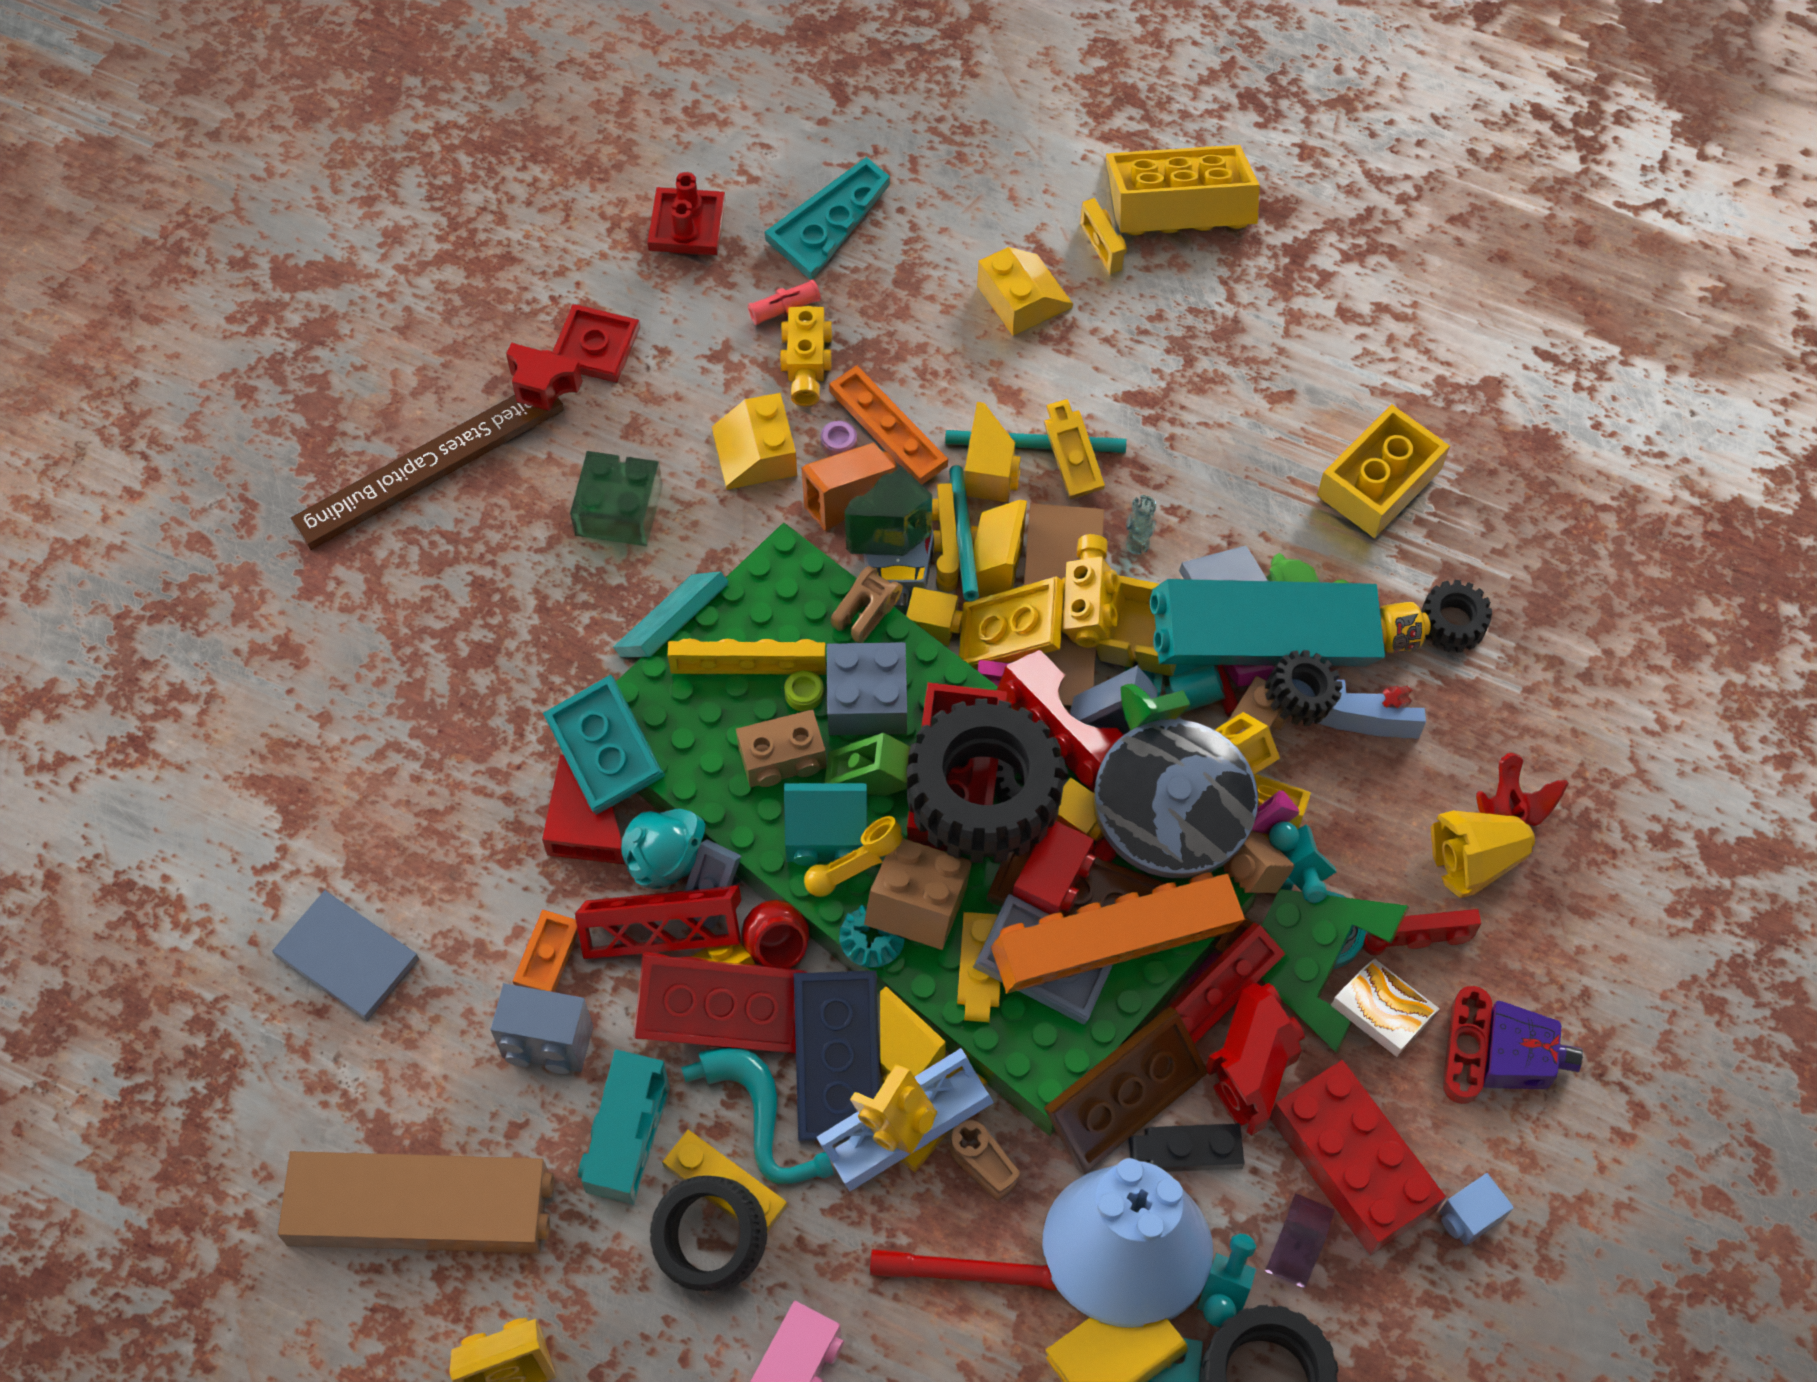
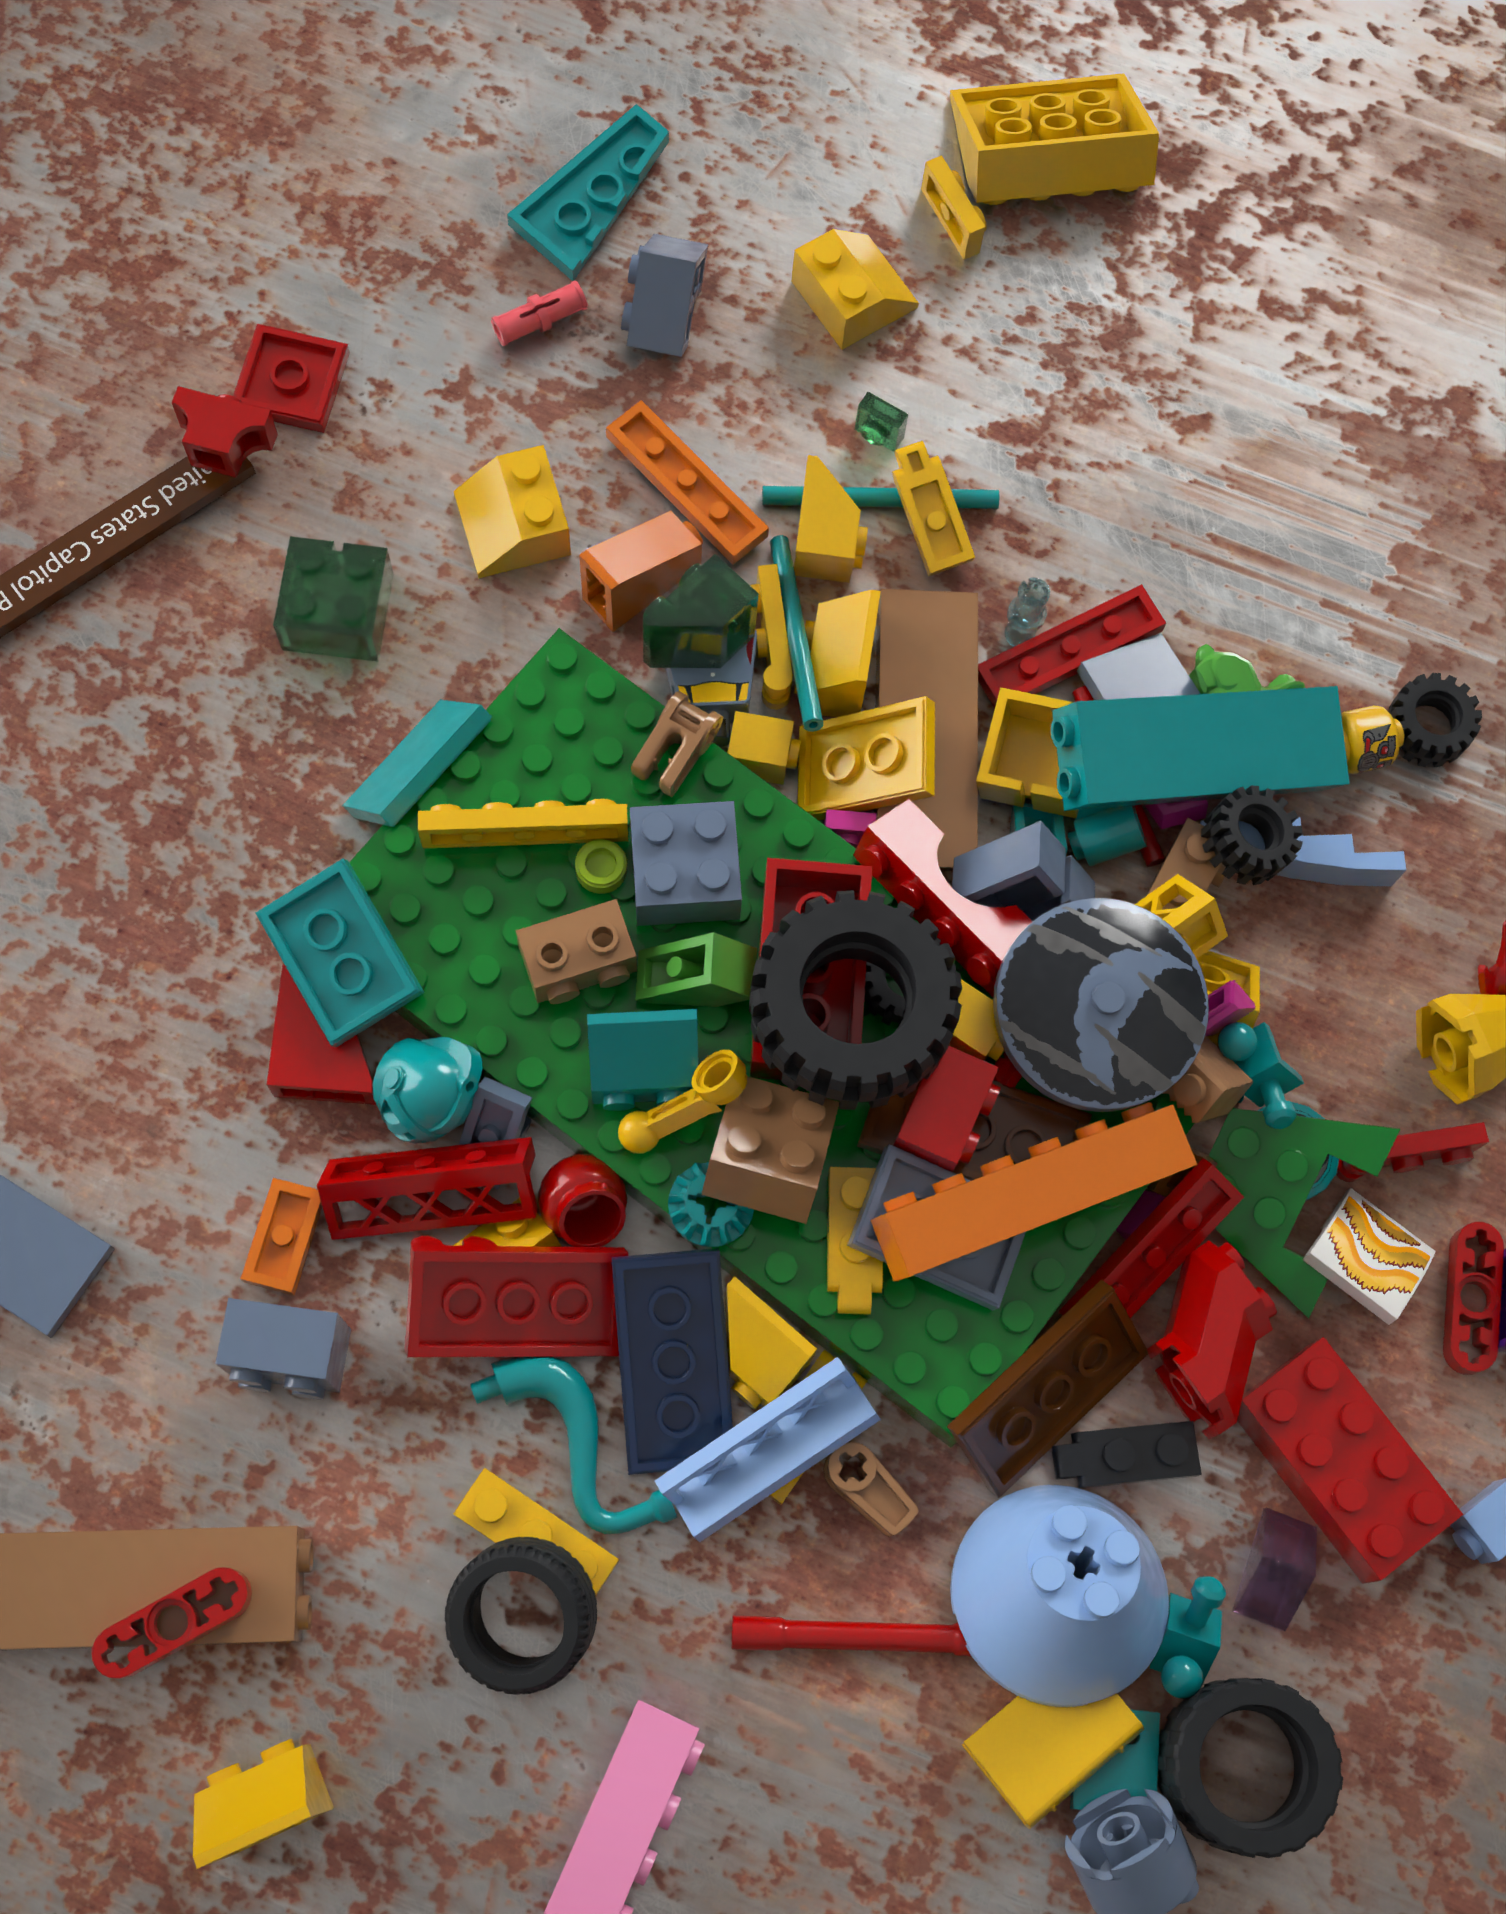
camera: 10 degrees left, 10 degrees up
(419, 1246) = (126, 1629): none -> red beam
(625, 1127) = (401, 1475): teal wedge -> none
(686, 218) = (401, 198): red plate -> none
(806, 353) = (572, 386): yellow brick -> none
(838, 438) = (622, 503): lavender tile -> none
(878, 290) = (666, 282): none -> sand blue brick
(898, 1112) = (763, 1451): yellow bracket -> none
(1038, 386) = (880, 422): none -> clear green plate
(1089, 585) = (970, 716): yellow brick -> none
(1141, 709) = (1052, 887): green tile -> none
(1164, 556) = (1060, 650): none -> red plate
(1383, 470) = (1334, 525): yellow brick -> none
(1397, 696) = (1368, 837): red axle -> none

